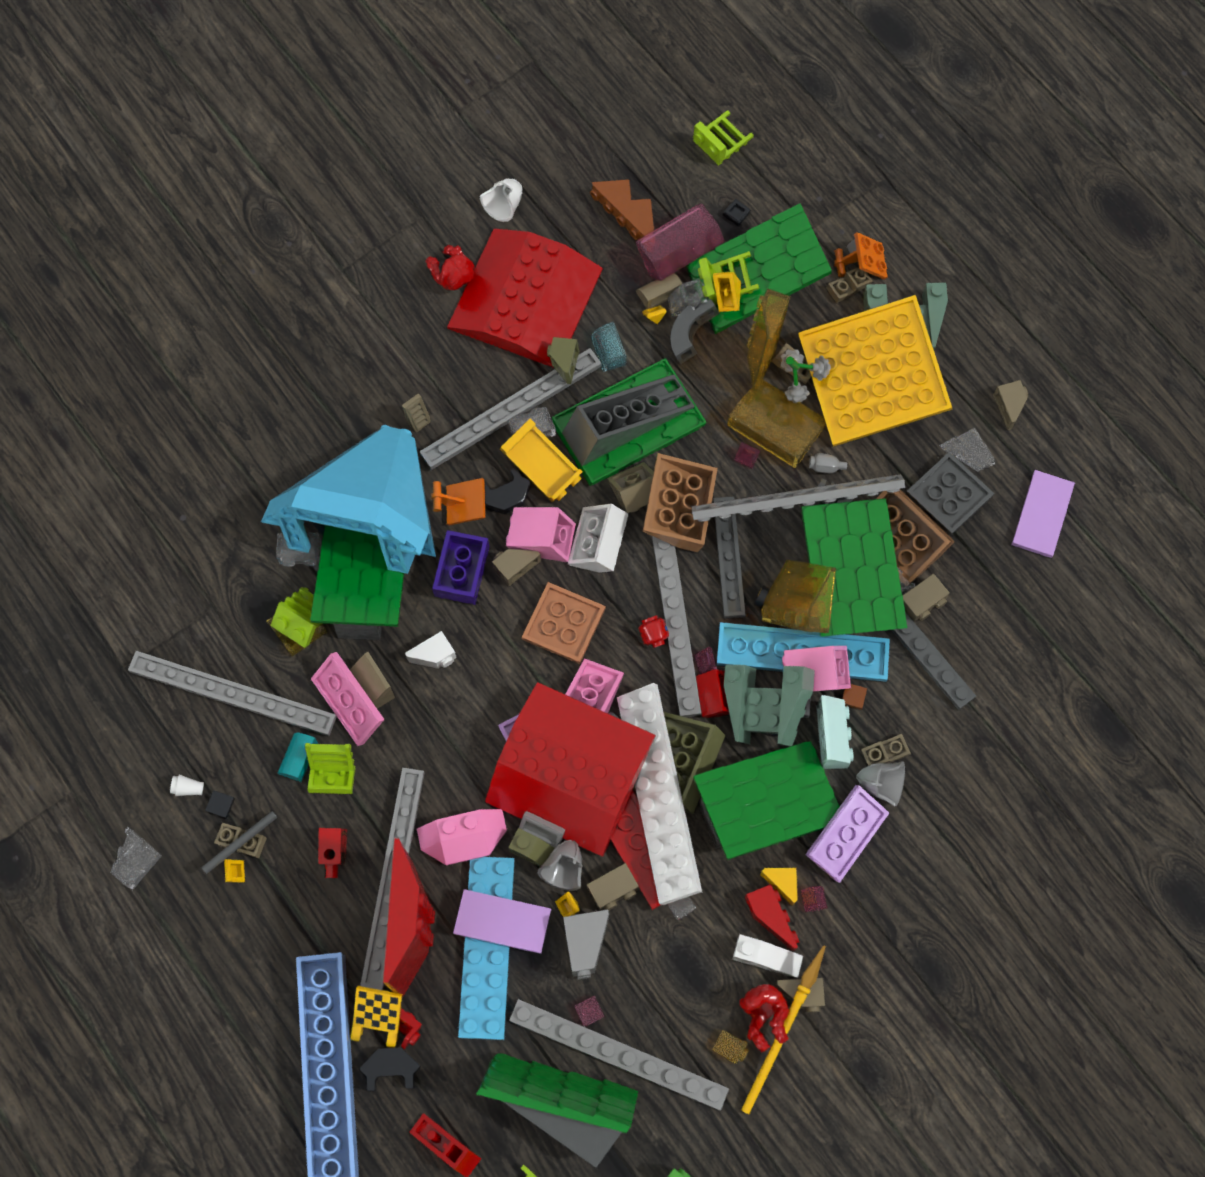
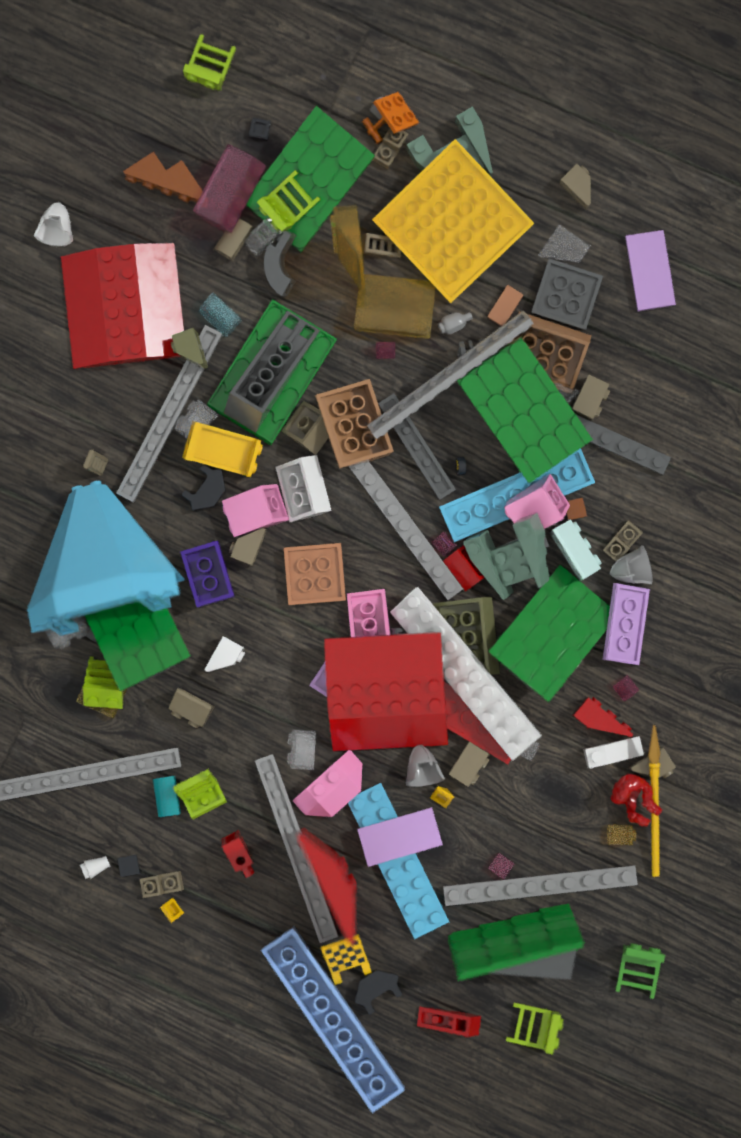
camera: 25 degrees left, 15 degrees up
(134, 859) = (89, 943): clear slope -> none
(220, 857) = (163, 887): dark grey bar -> none
(347, 699) = (180, 731): bright pink plate -> none
(409, 1027) = (374, 952): red bracket -> none
(455, 270) = (54, 317): red hair -> none
(455, 782) = (302, 750): none -> clear brick
(463, 500) = (177, 517): orange plate -> none
(530, 847) = (390, 768): olive slope -> none
(542, 828) = (389, 749): light grey tile -> none
(584, 941) = (471, 818): light grey slope -> none
(654, 631) = (390, 542): red head -> none
(655, 313) = (241, 262): yellow slope -> none
(727, 291) = (296, 218): yellow slope -> none
(784, 881) = (597, 688): yellow slope -> none
(792, 362) = (380, 249): light grey plant -> none
(801, 597) = (496, 459): clear yellow slope -> none
(888, 468) = (505, 306): none -> nougat tile

